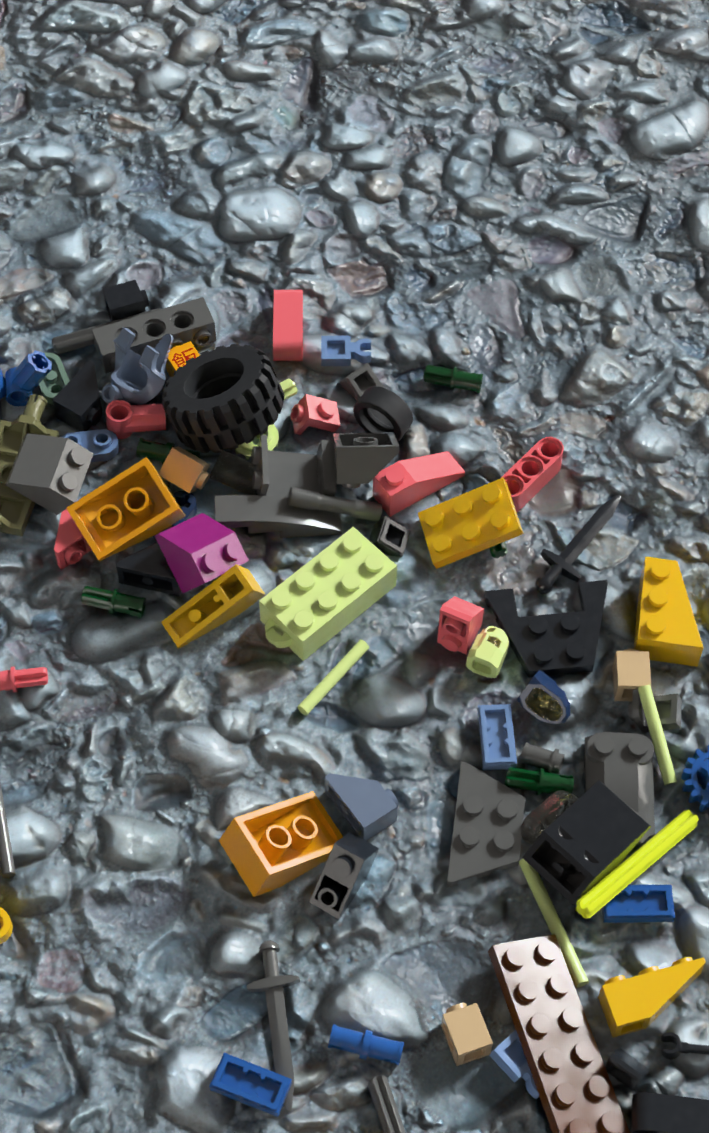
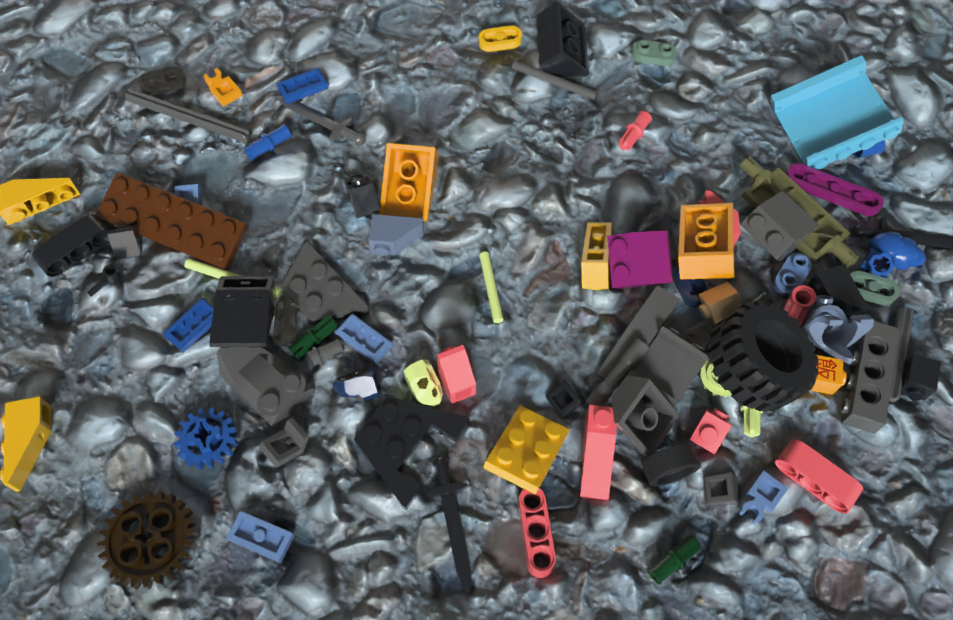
camera: 130 degrees right, 5 degrees up
(113, 601) = (648, 208): dark green axle -> none
(326, 594) = (550, 321): yellowish green piece -> none
(466, 1033) = (222, 184): tan brick -> none
(630, 671) = (323, 453): tan brick -> none
(636, 864) = (208, 353): neon yellow axle -> none
(639, 1000) = (143, 279): yellow slope -> none
(657, 735) = (269, 426): yellowish green bar -> none
(665, 615) = (341, 514): yellow wedge -> none

